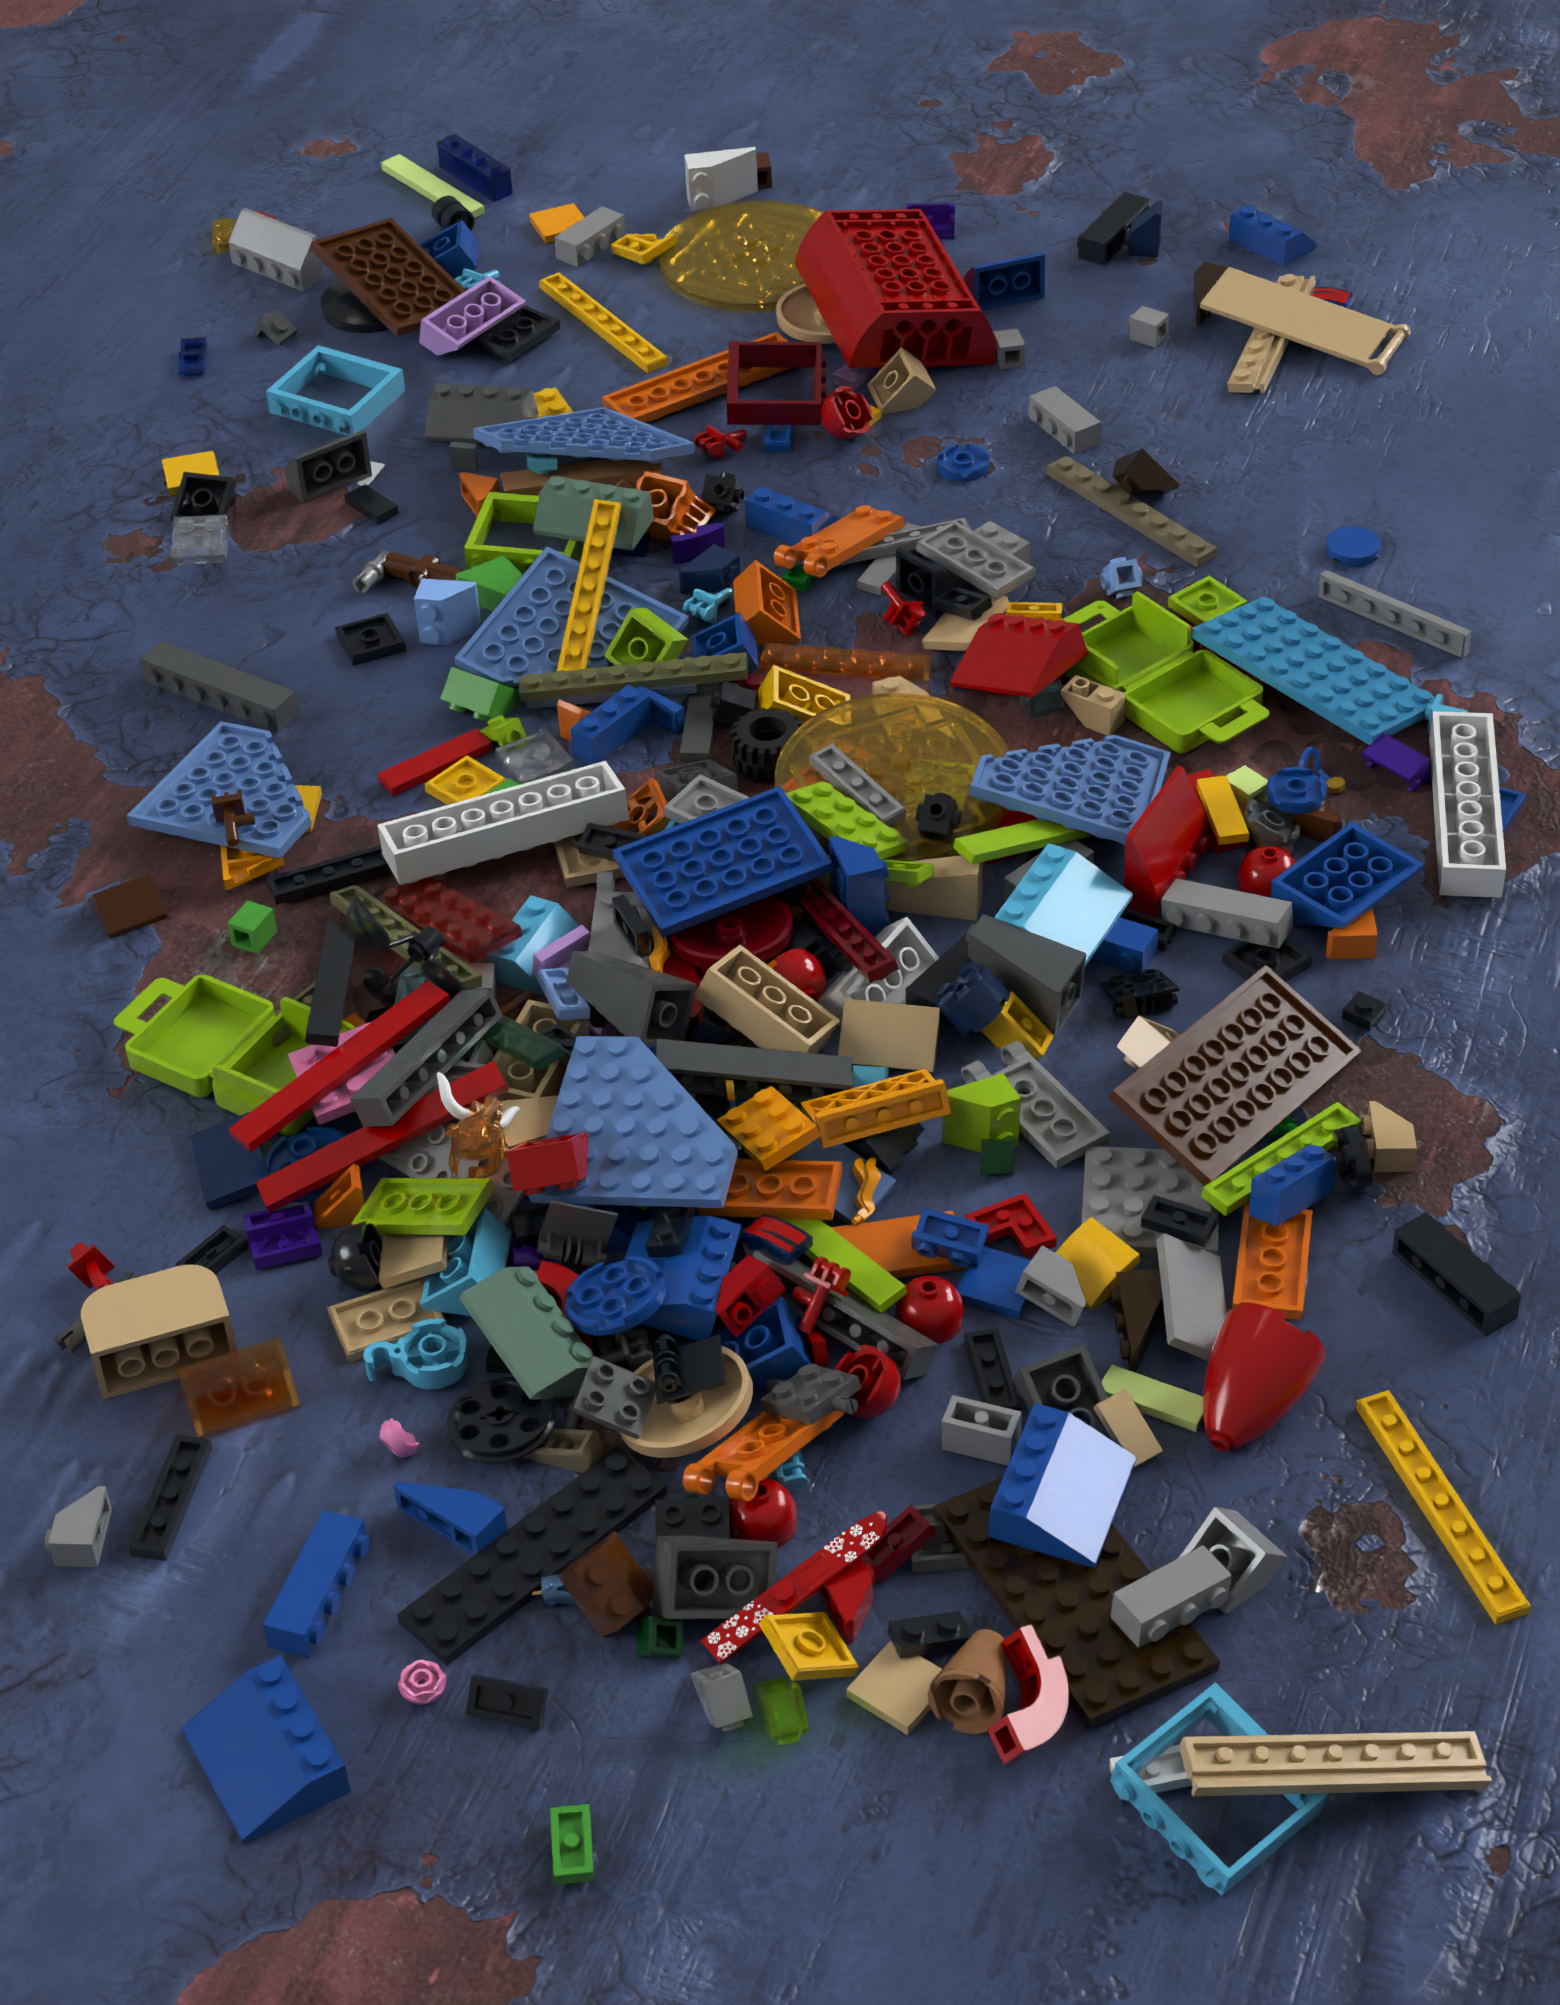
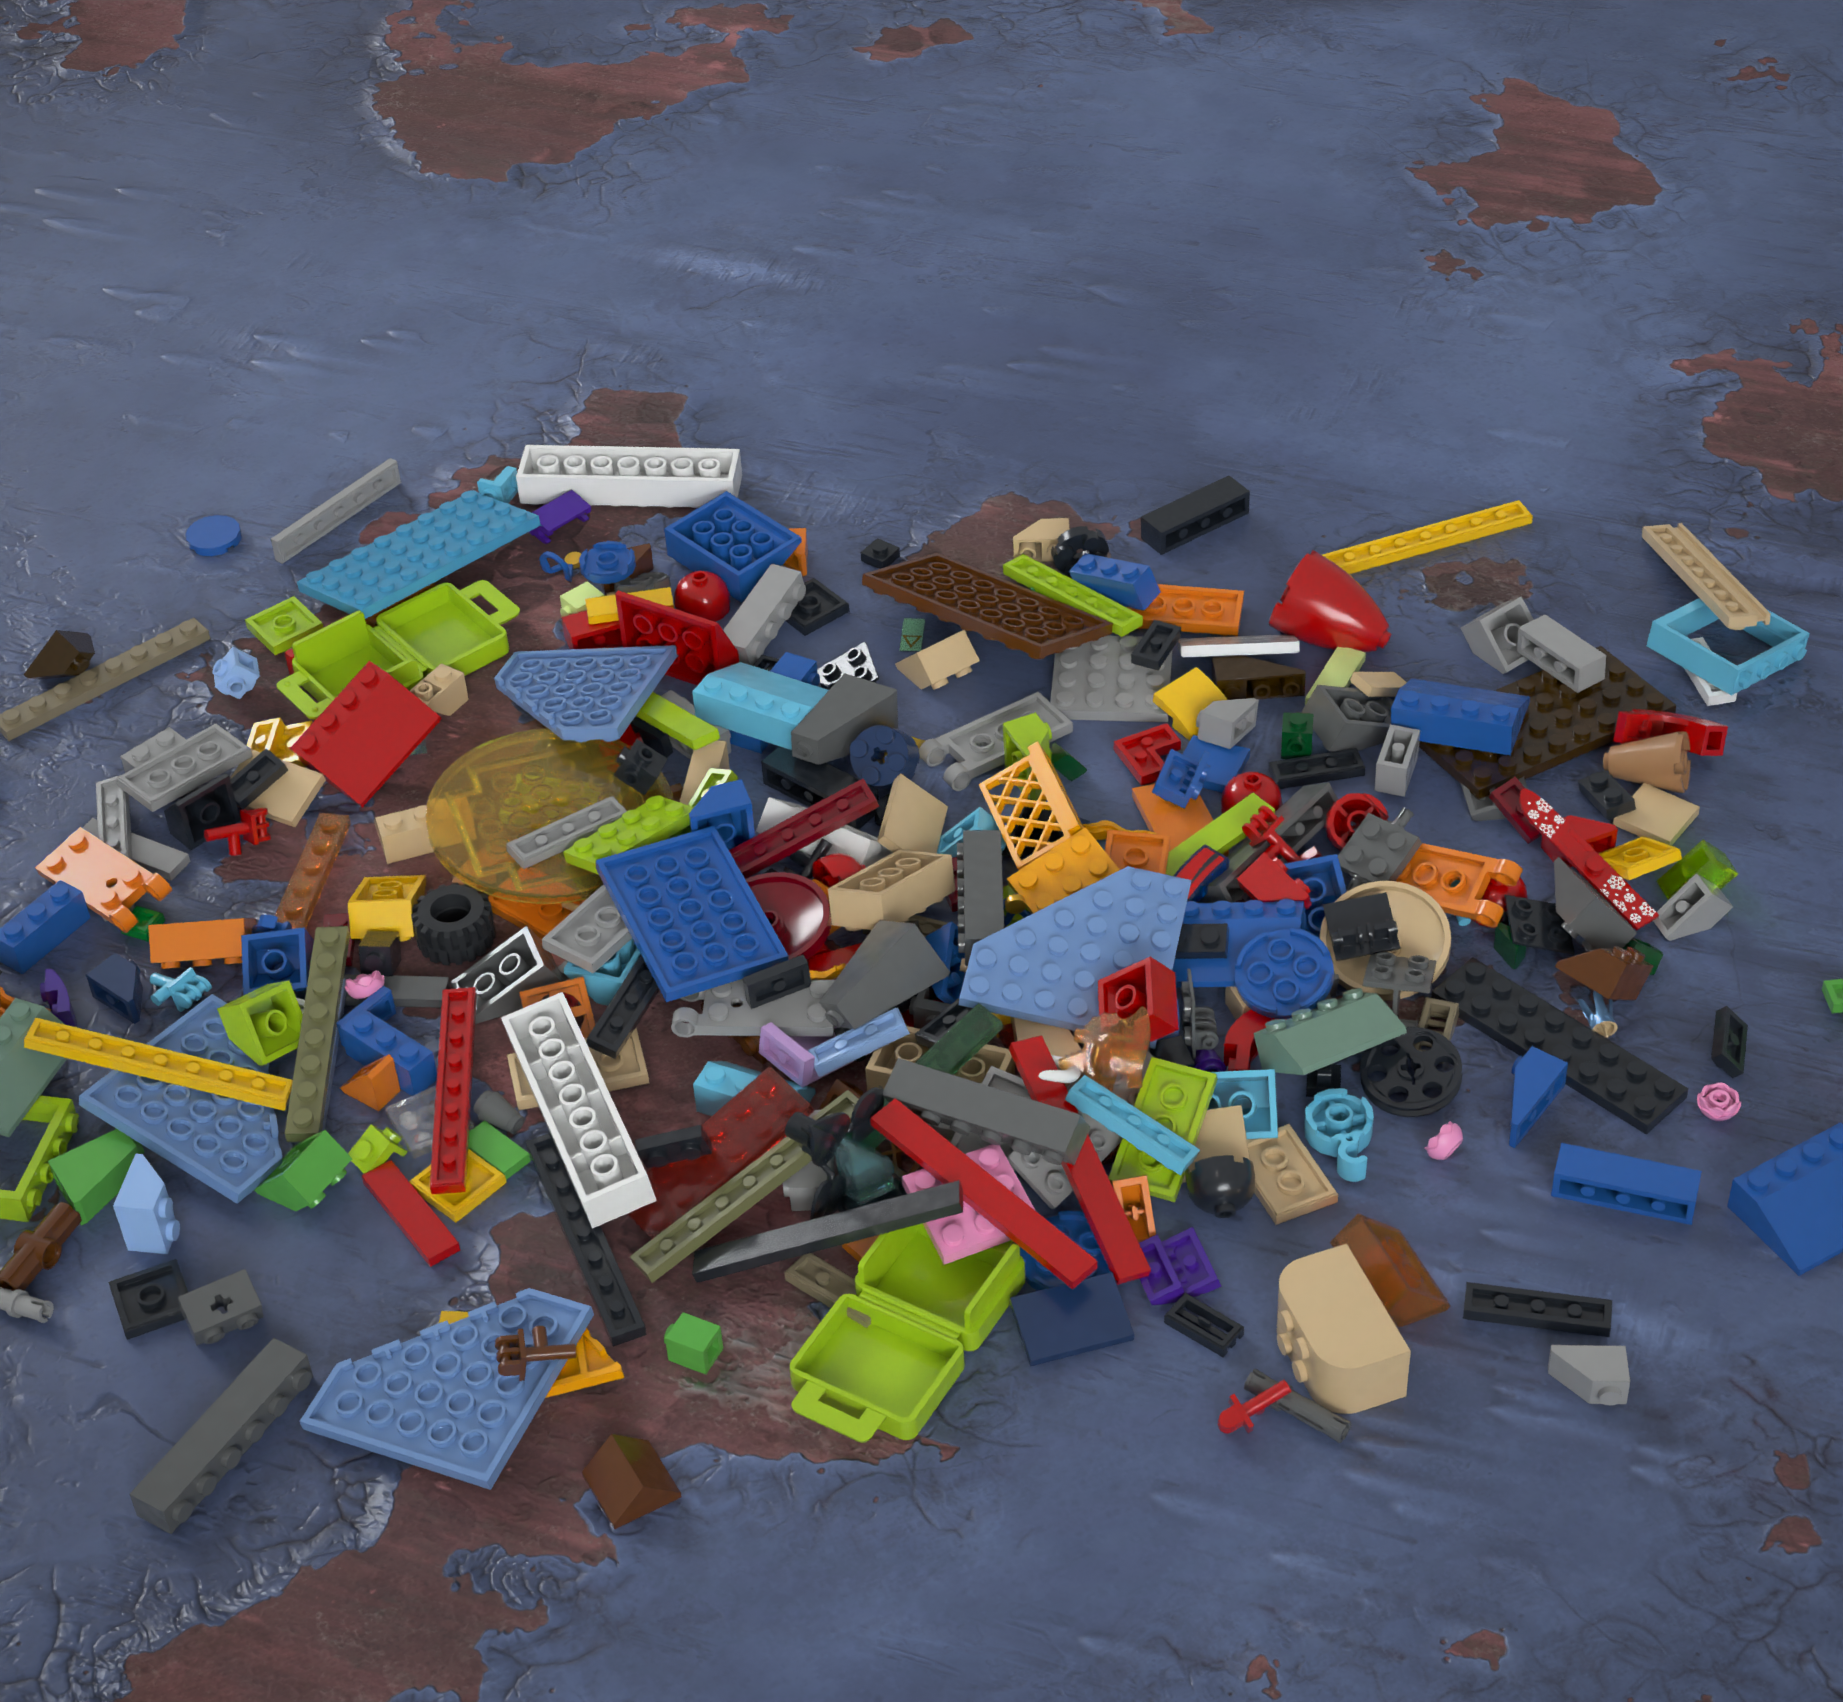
camera: 90 degrees left, 0 degrees up
(340, 666) = (232, 1293): none -> dark grey brick
(405, 1168) = (1132, 1125): none -> medium azure plate
(440, 879) = (673, 1146): none -> black plate
(556, 761) = (453, 1091): none -> red tile
(688, 697) = (364, 985): none -> bright pink plate
(762, 634) = (269, 923): none -> blue bar
(1030, 1342) = (1296, 729): none -> dark green brick

